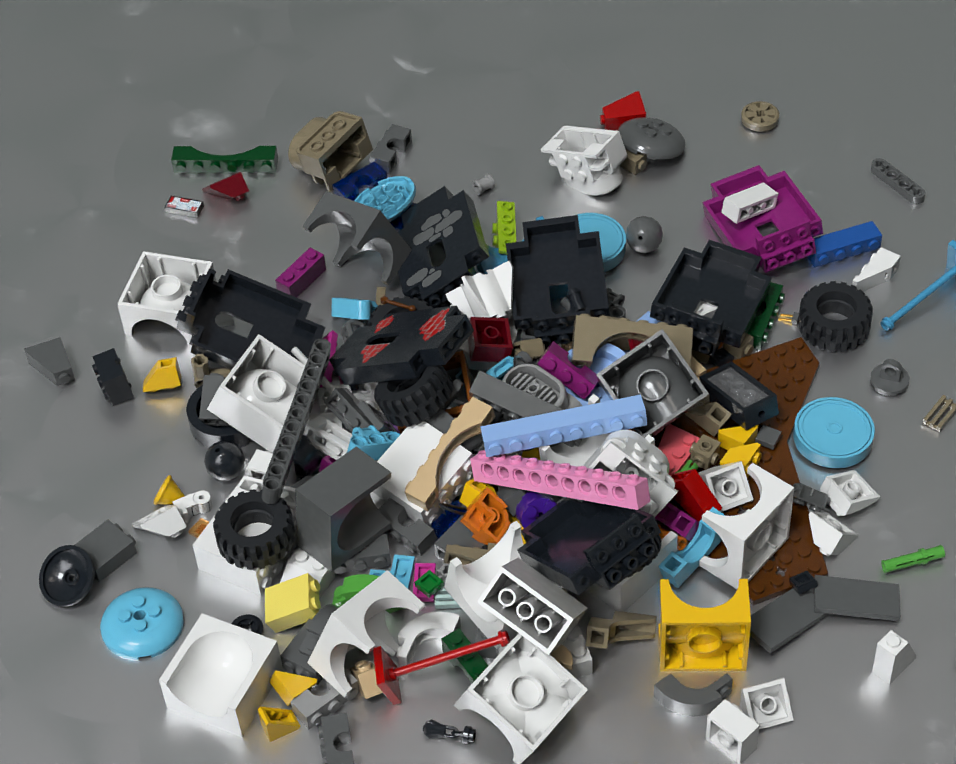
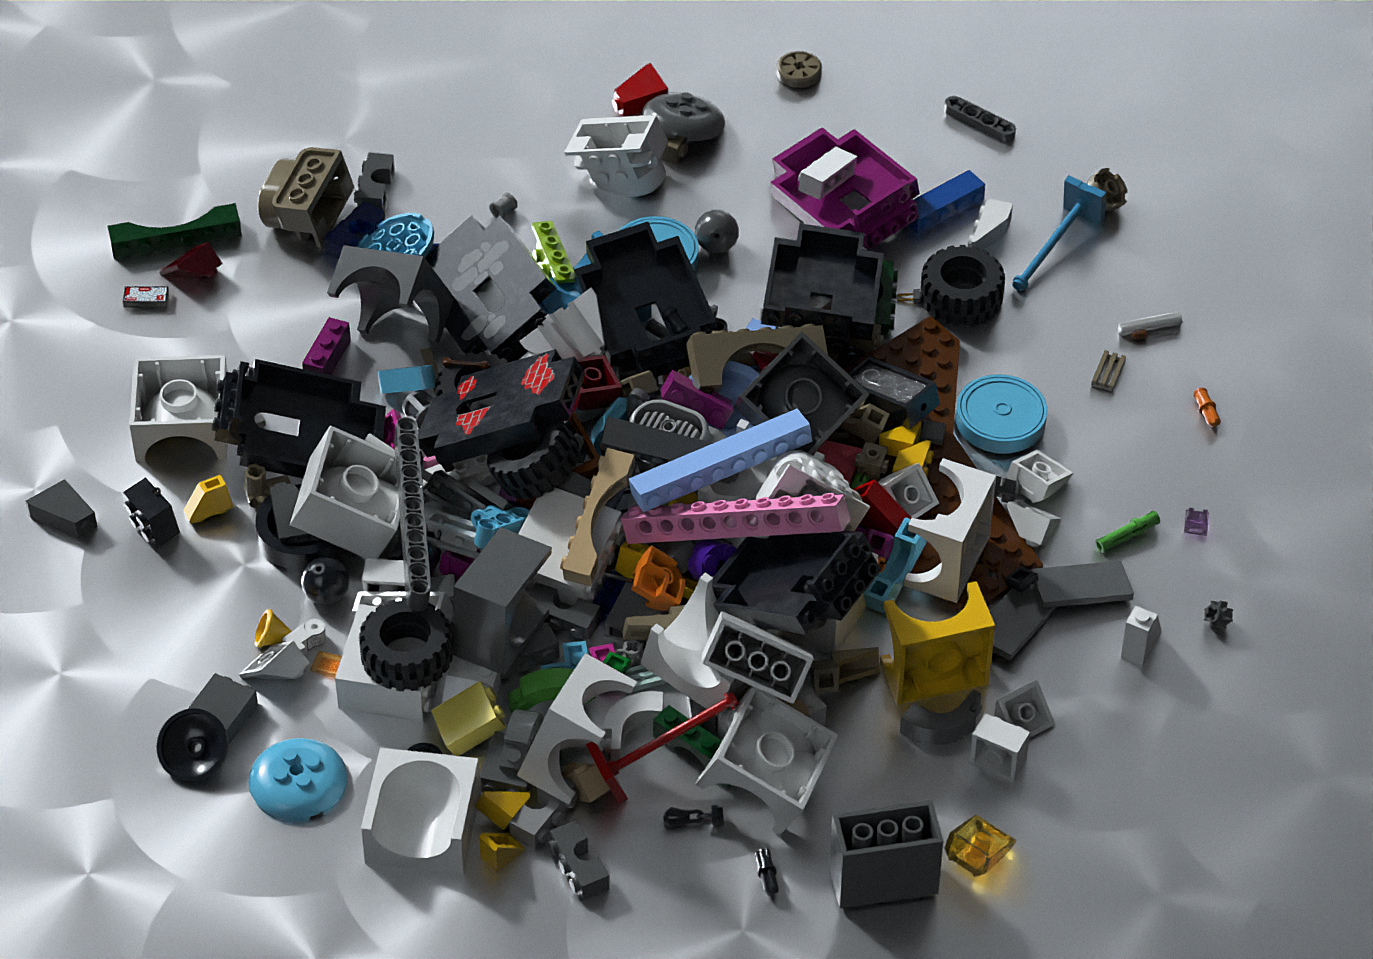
camera: 20 degrees left, 0 degrees up
(889, 378) = (1041, 343): dark grey tile -> none

